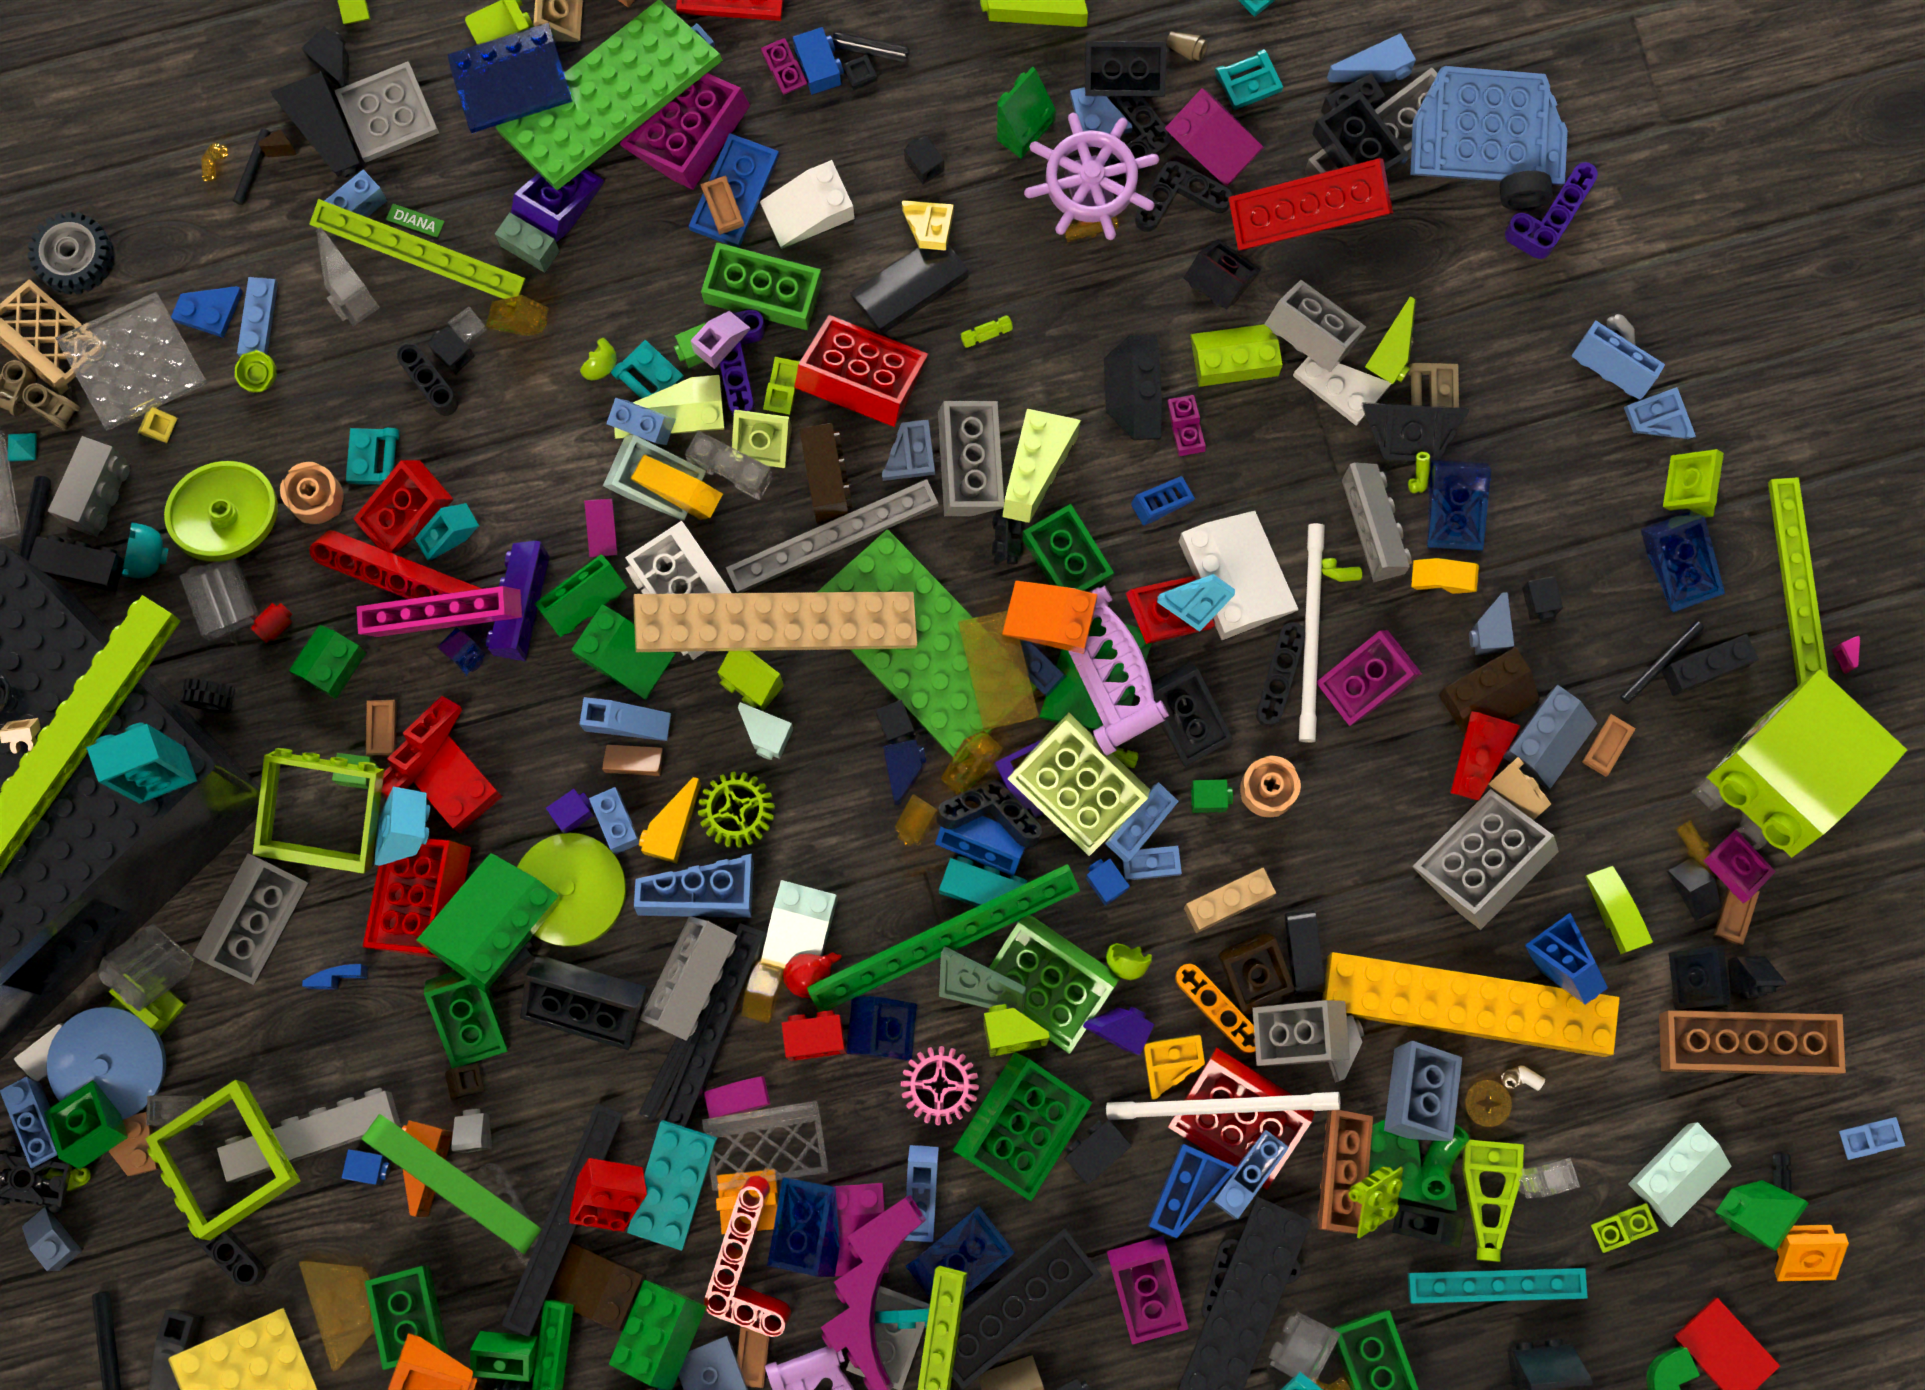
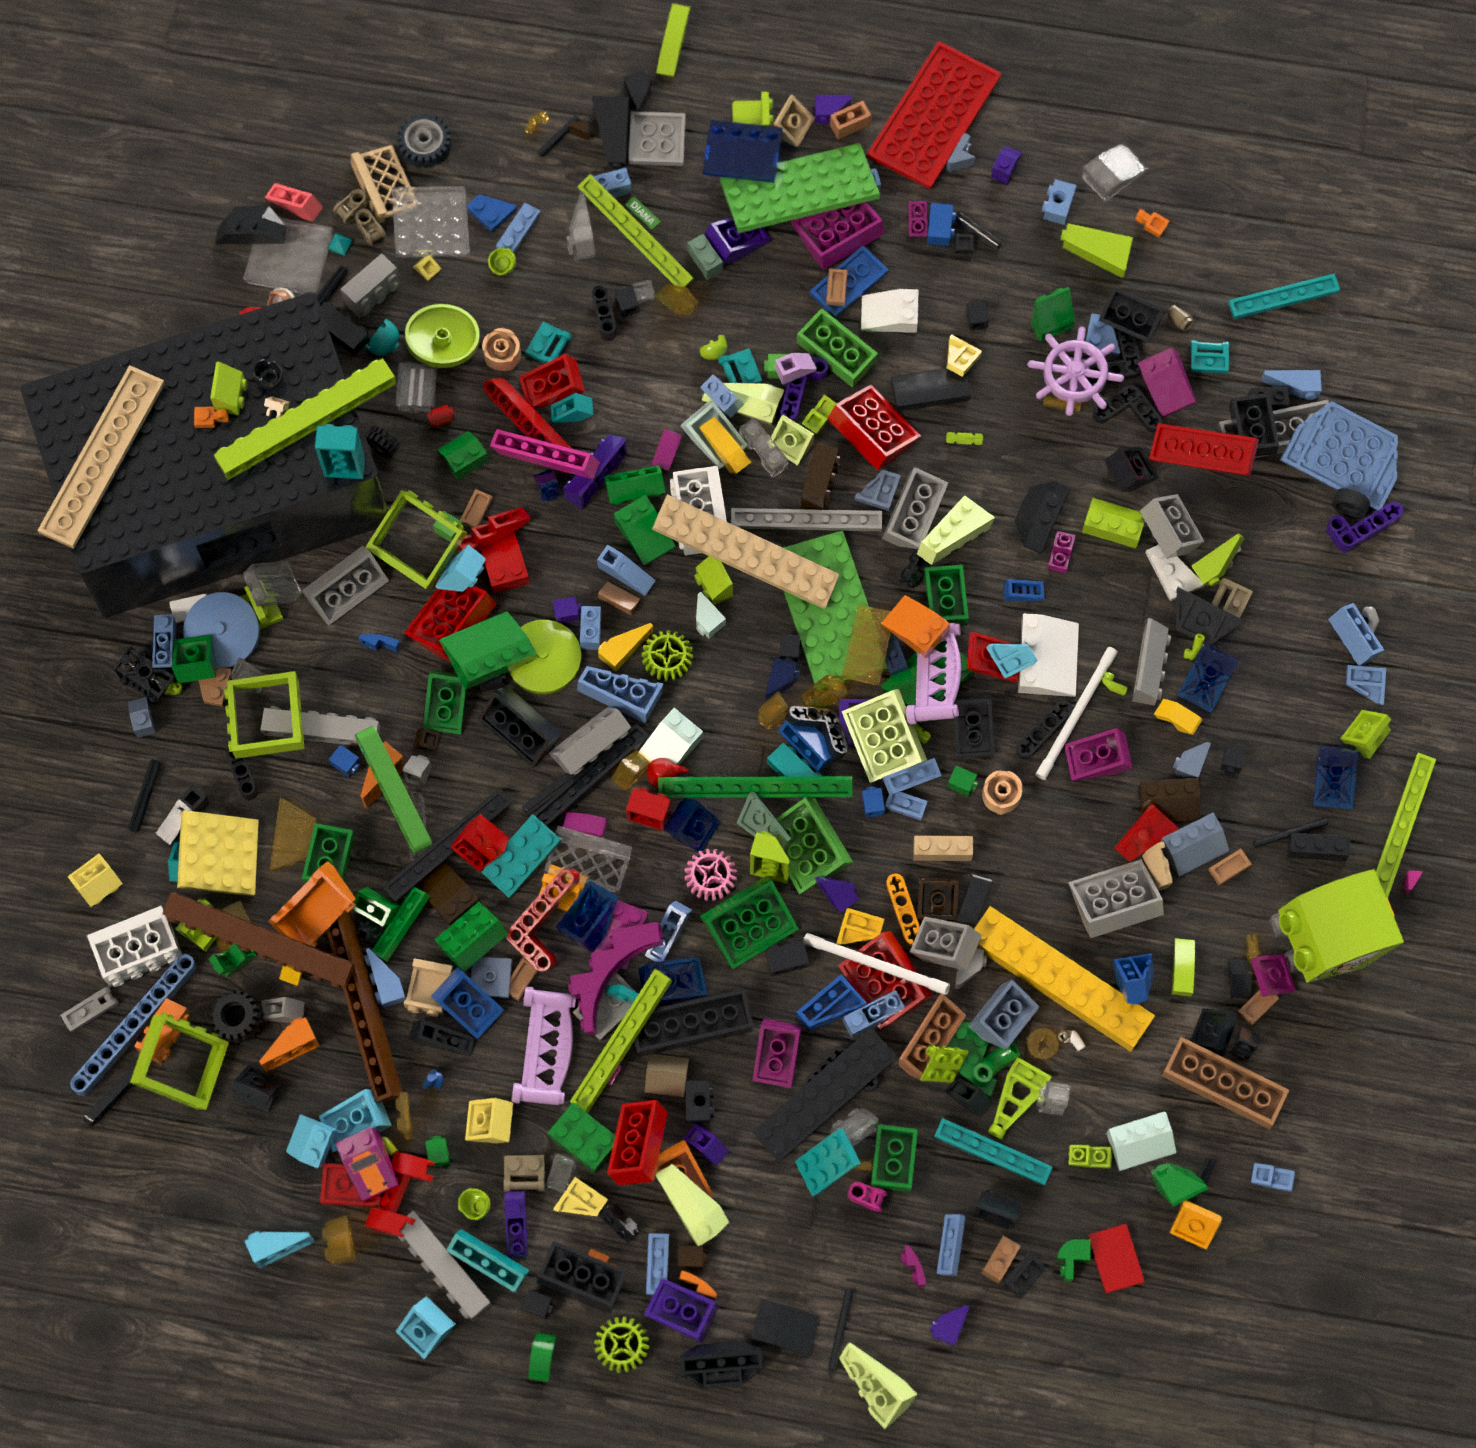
camera: 25 degrees right, 5 degrees down
(1127, 962) = (861, 855): lime hair -> none

